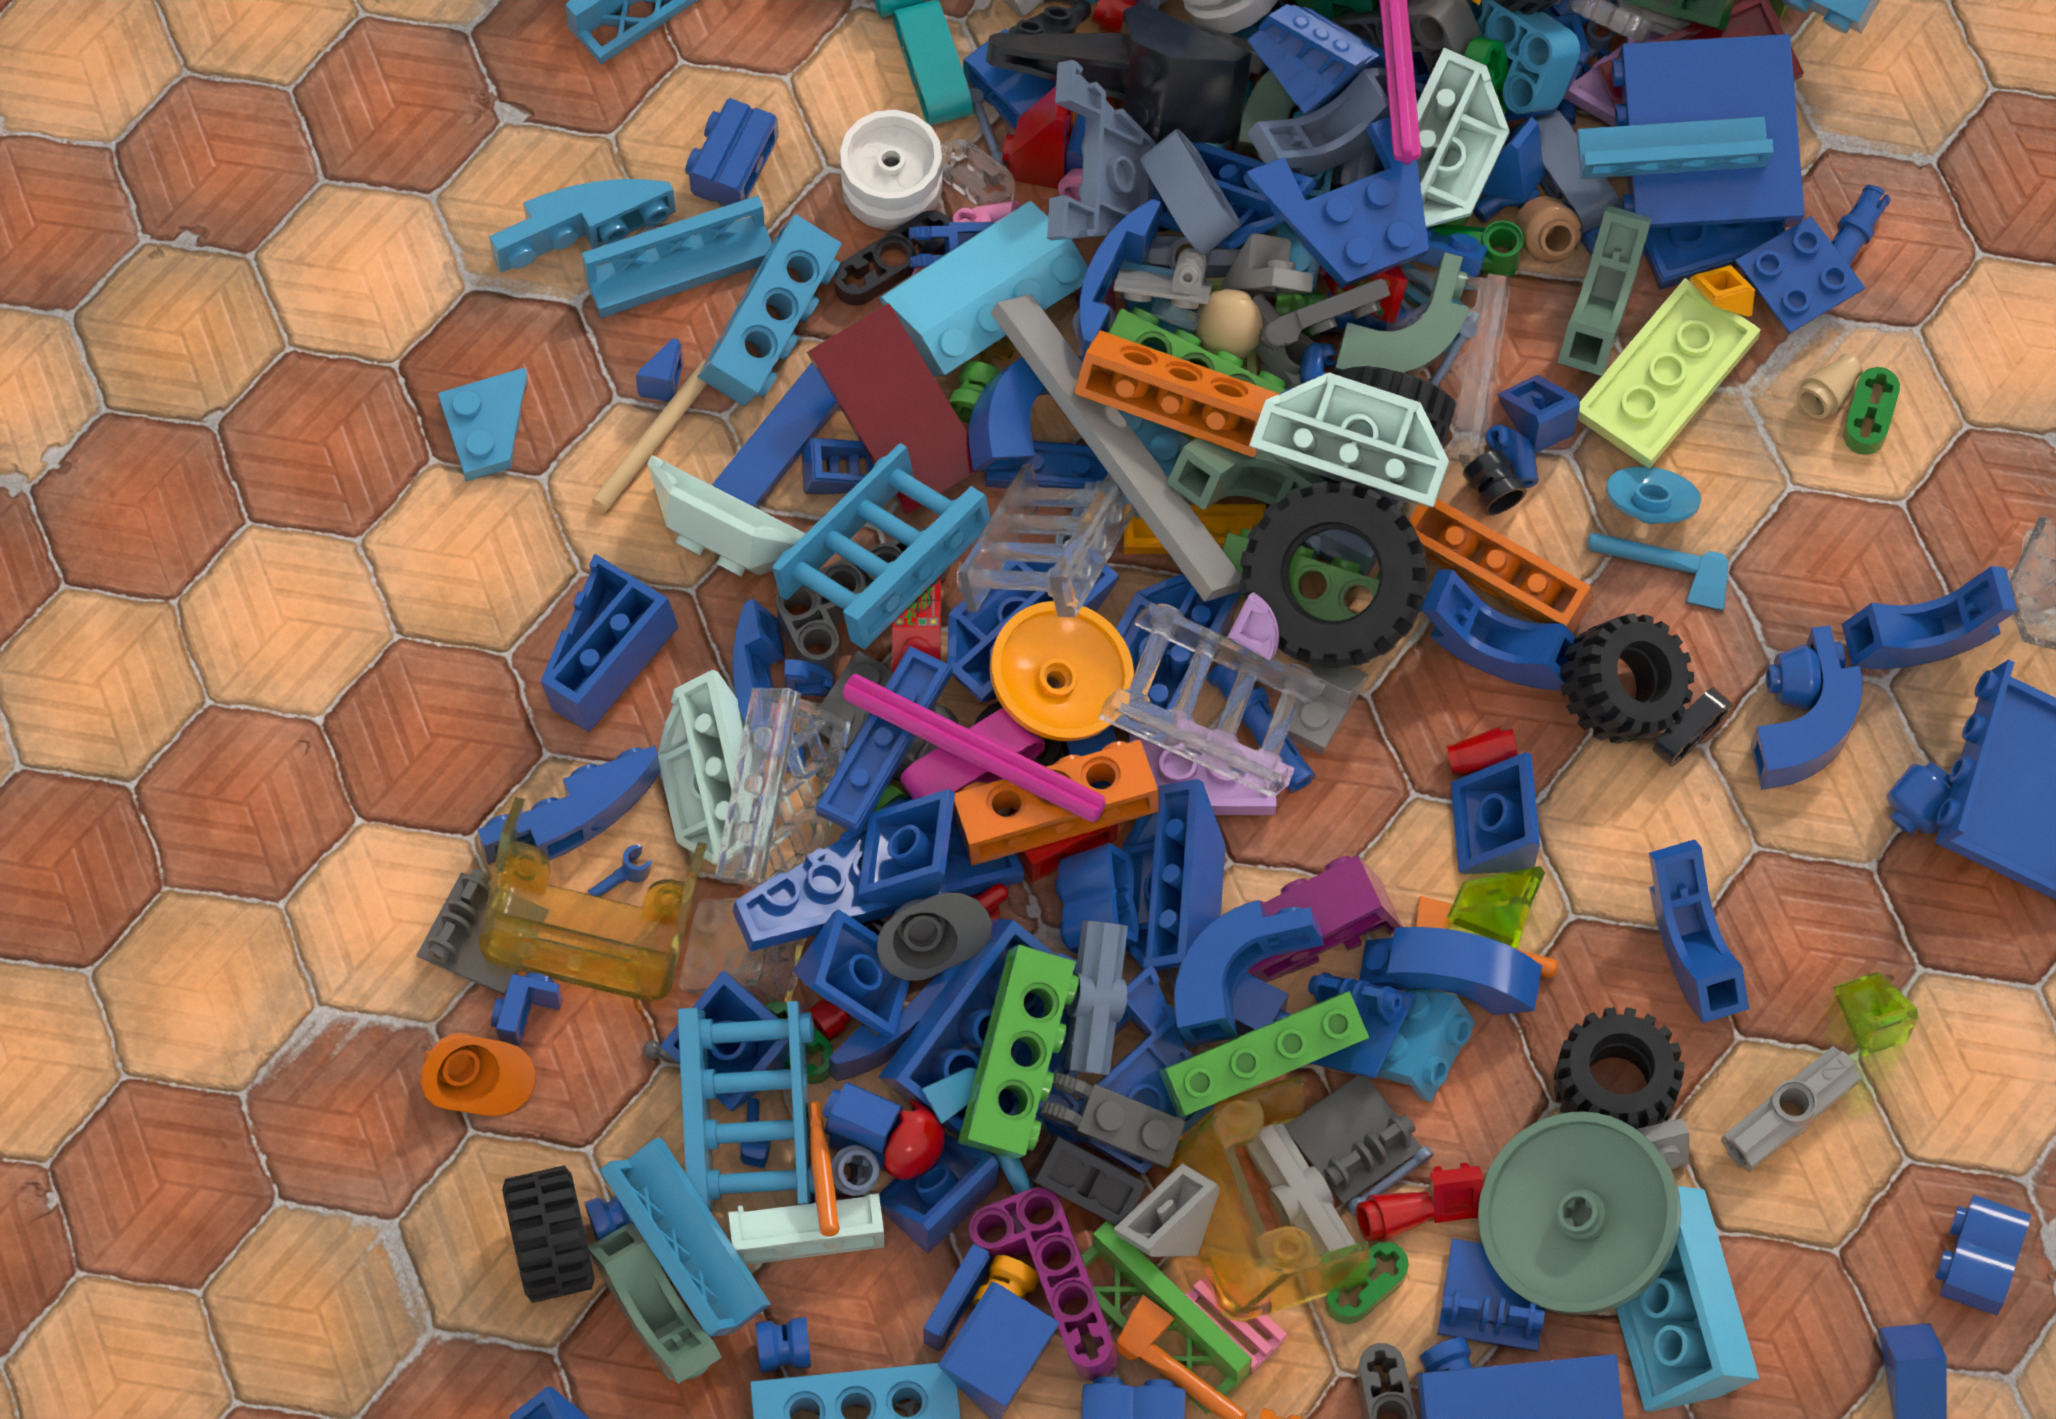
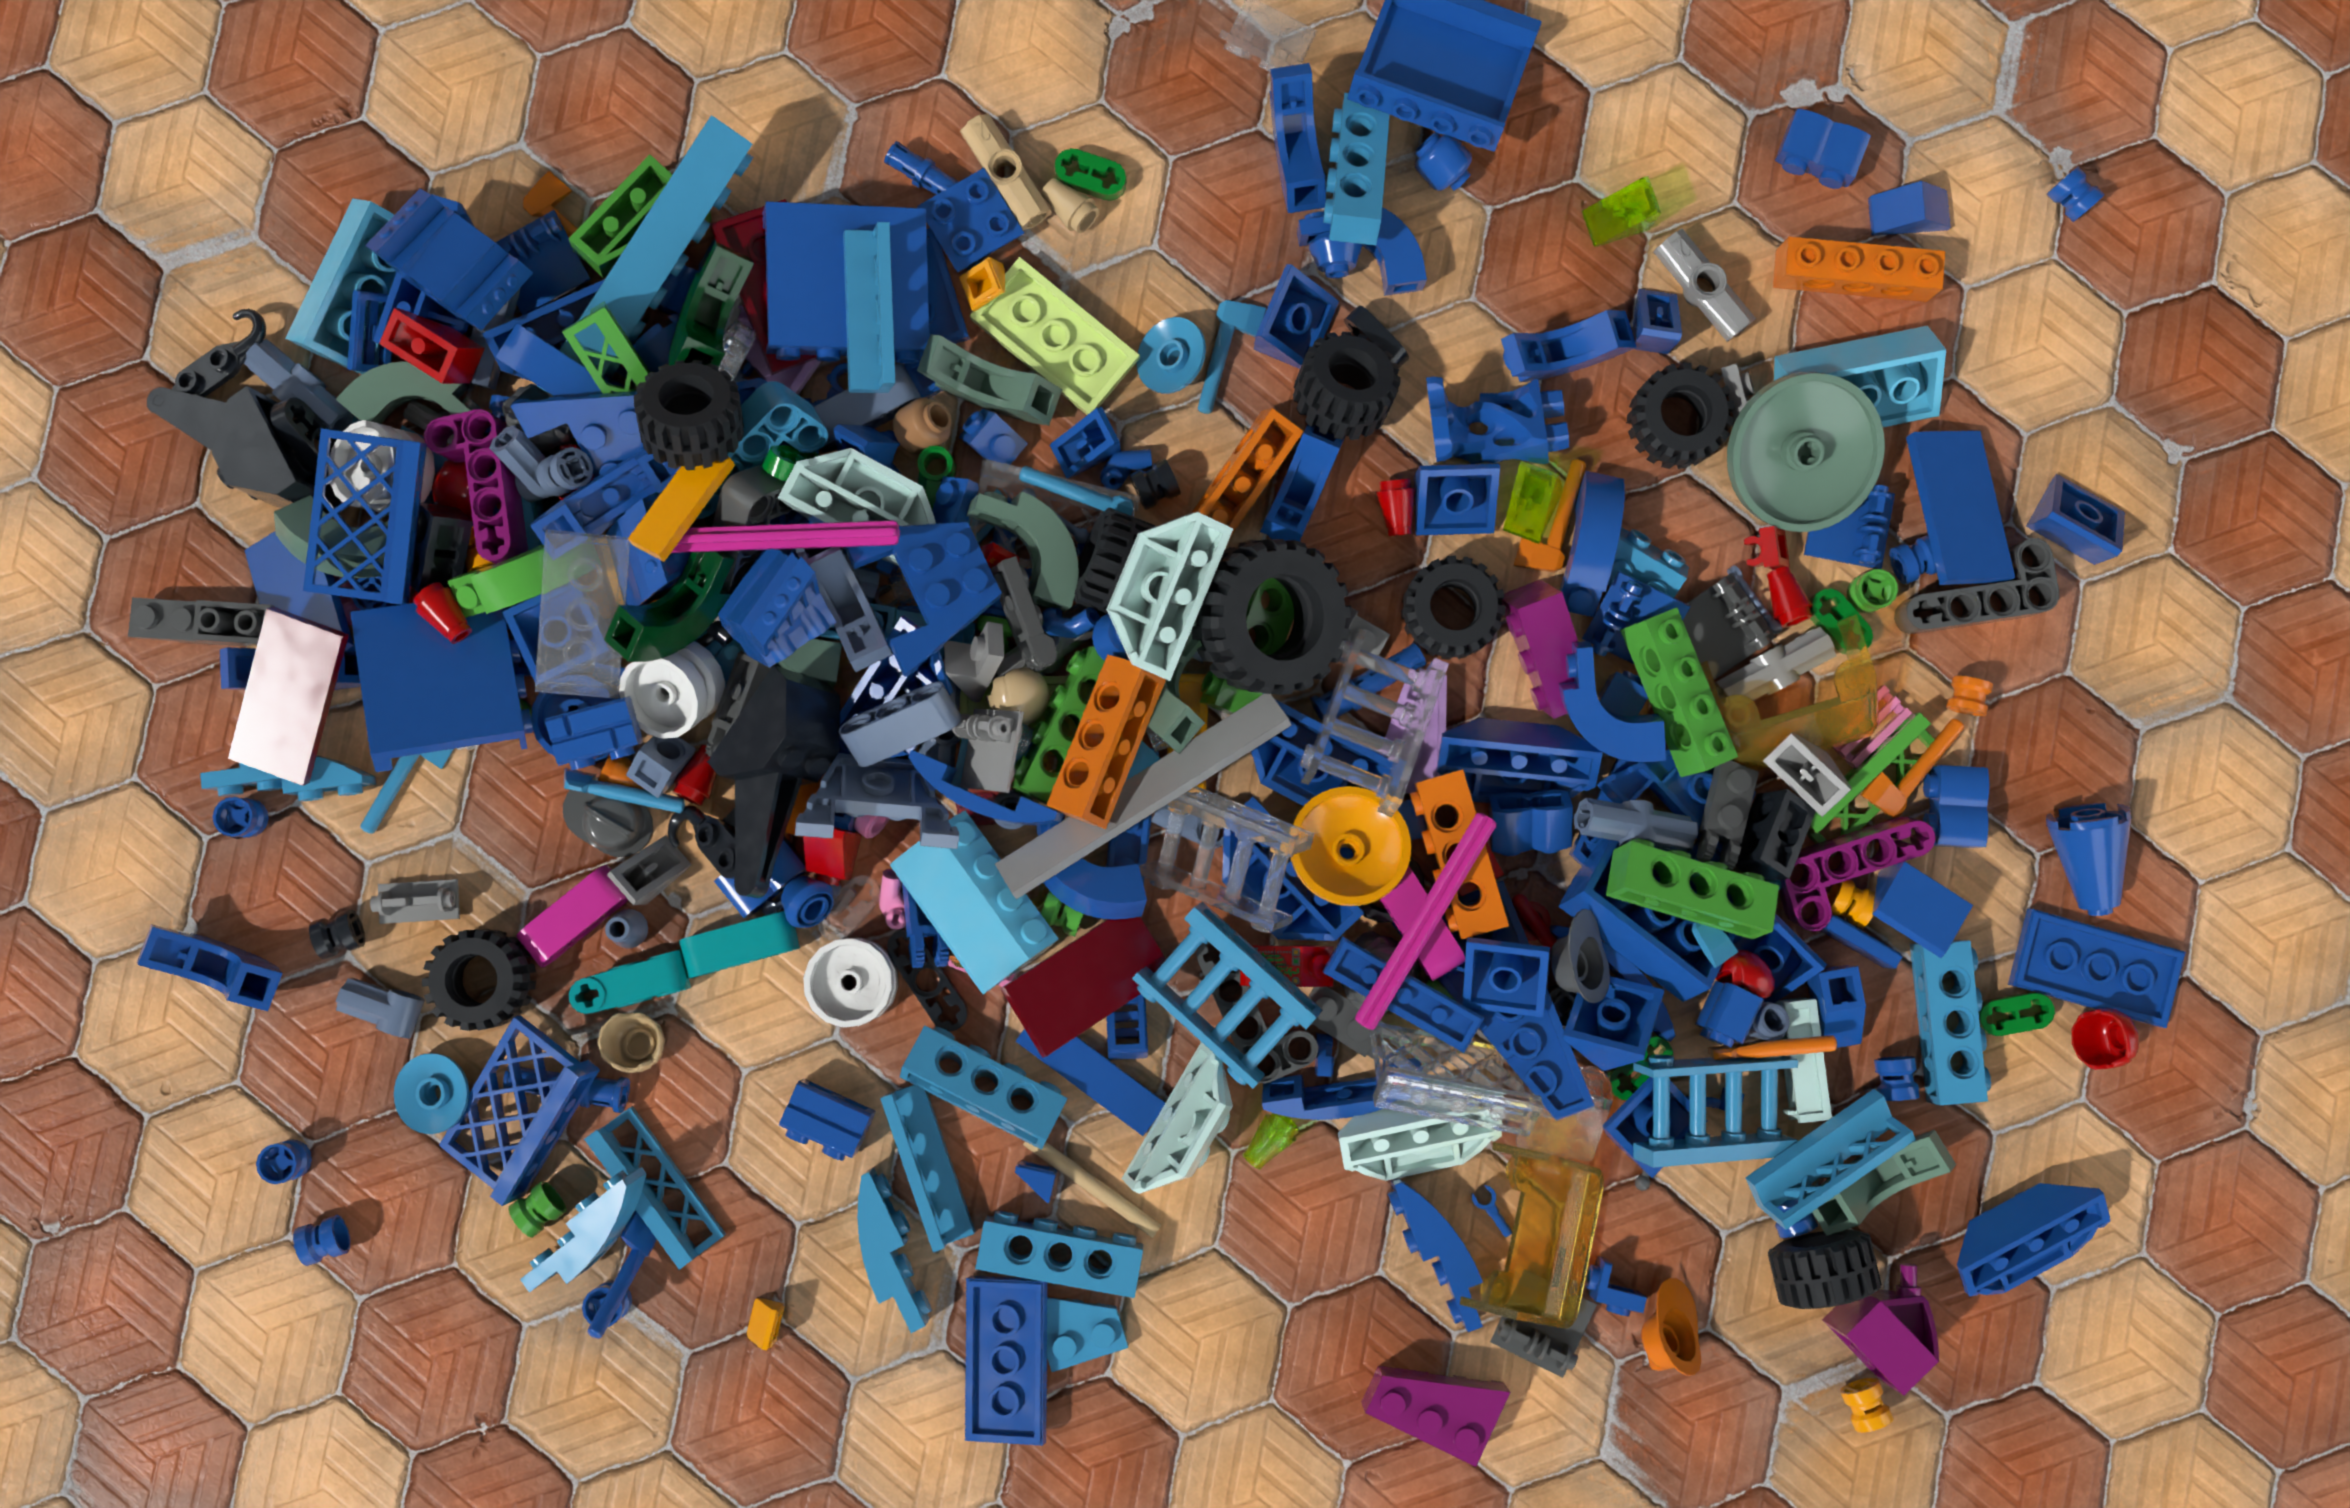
camera: 90 degrees left, 20 degrees up
(383, 805) = (1438, 1409): none -> magenta wedge
(385, 1302) = (1866, 1404): none -> light orange wheel
(453, 345) = (1006, 1360): none -> blue tile
(467, 1315) = (1890, 1332): none -> magenta piece
(500, 104) = (765, 1322): none -> light orange slope
(577, 331) = (998, 1256): none -> dark azure brick
(606, 643) = (1296, 1226): blue wedge -> none
(708, 622) = (1270, 1139): none -> clear neon green cone
(874, 1265) = (1839, 1003): none -> blue slope
(982, 121) = (806, 901): none -> blue cone
(1256, 627) = (1324, 682): lavender tile -> none
(1368, 776) = (1471, 580): none -> black tyre
(1409, 1305) = (1880, 587): none -> bright green wheel
(1462, 422) = (1075, 491): none -> dark azure piece
(1538, 309) = (992, 437): none -> blue bracket
(1579, 879) = (1510, 433): none -> blue hips
(1716, 627) = (1294, 318): none -> blue slope
(1741, 1052) = (1656, 321): none -> blue slope
(1827, 1296) = (1859, 269): none -> orange brick
(1844, 328) = (993, 153): none -> tan piece
(1889, 684) = (1358, 175): none -> dark azure brick

